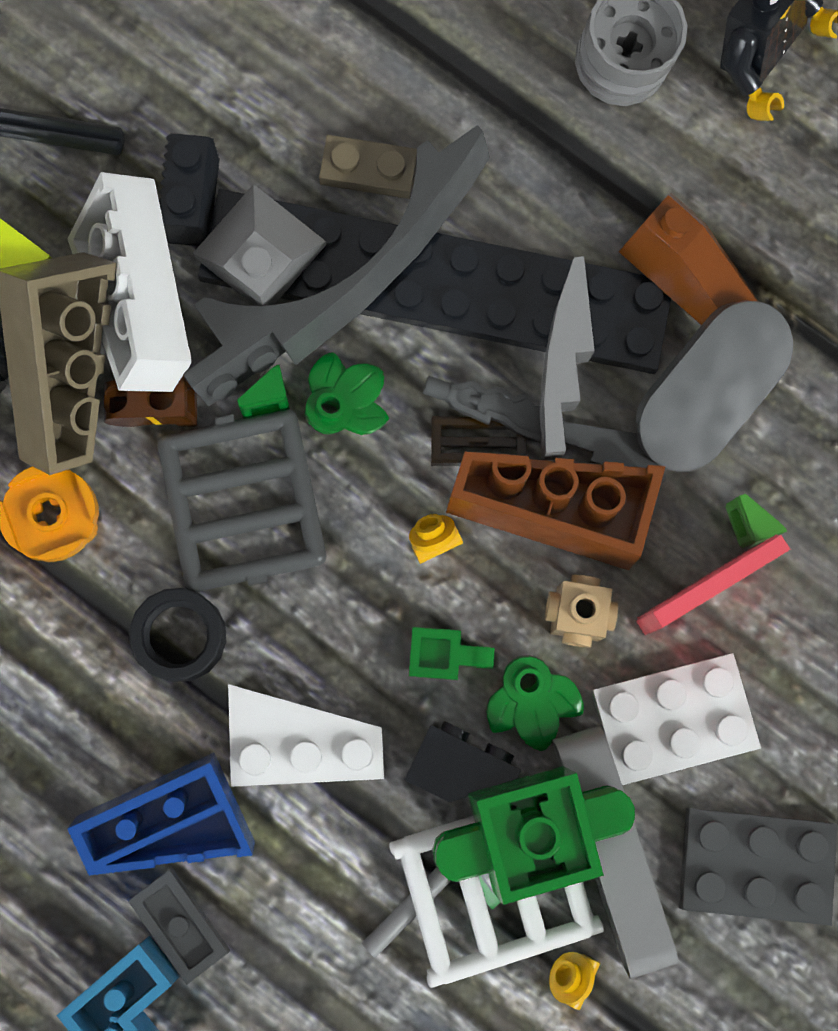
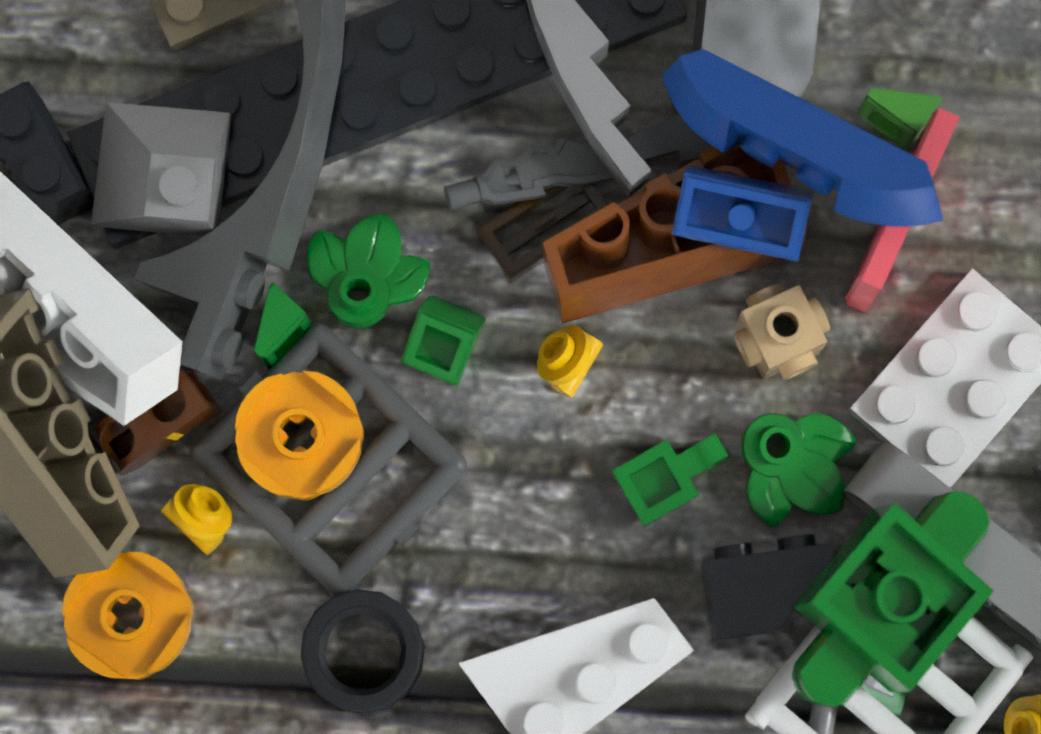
camera: 25 degrees left, 0 degrees up
(137, 481) = (199, 515): none -> yellow plate
(205, 458) = (304, 471): none -> light orange plate
(364, 472) = (442, 339): none -> green slope
(606, 517) = (742, 212): none -> blue slope
(705, 548) = (734, 106): none -> blue brick

